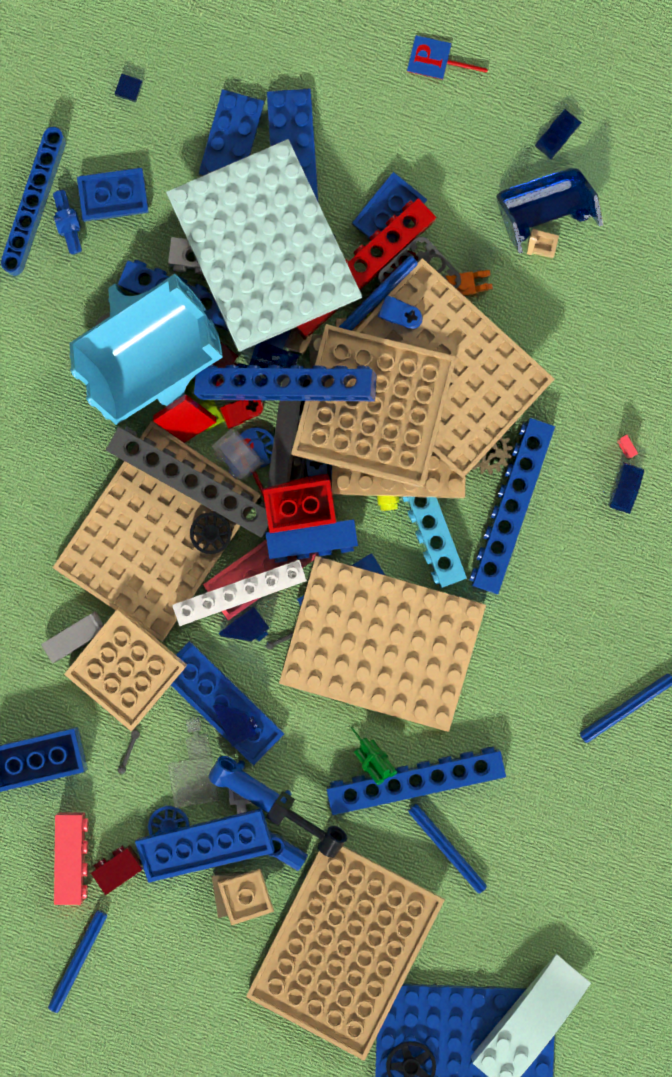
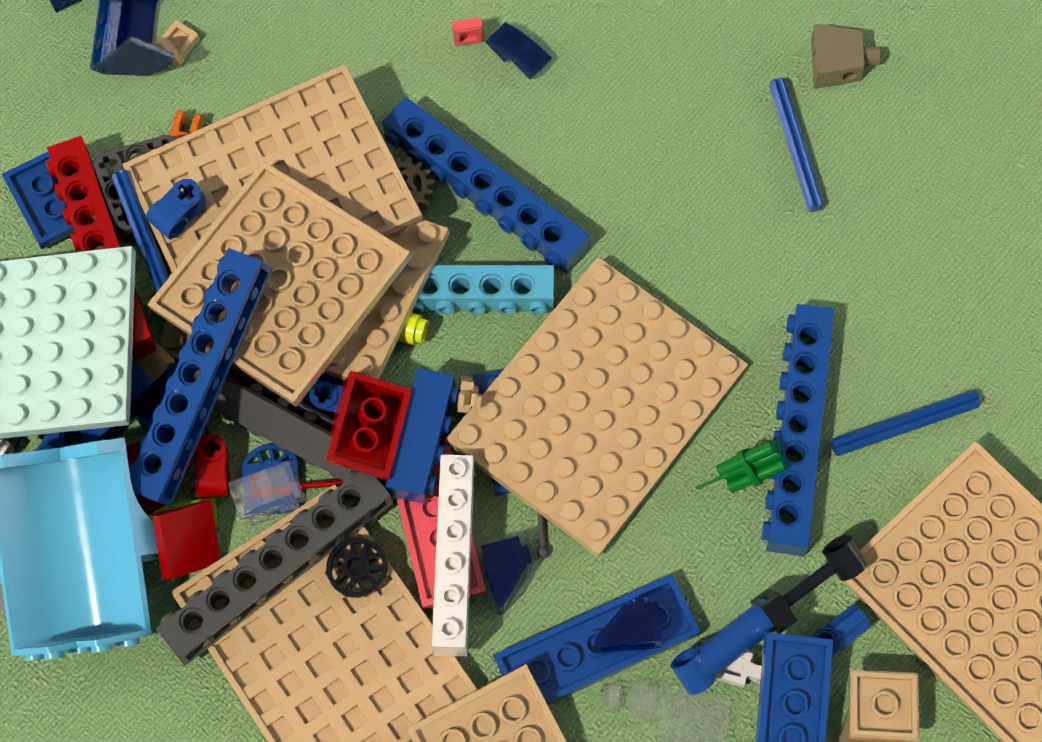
camera: 65 degrees left, 20 degrees down
(352, 558) = (468, 395): none -> tan plate

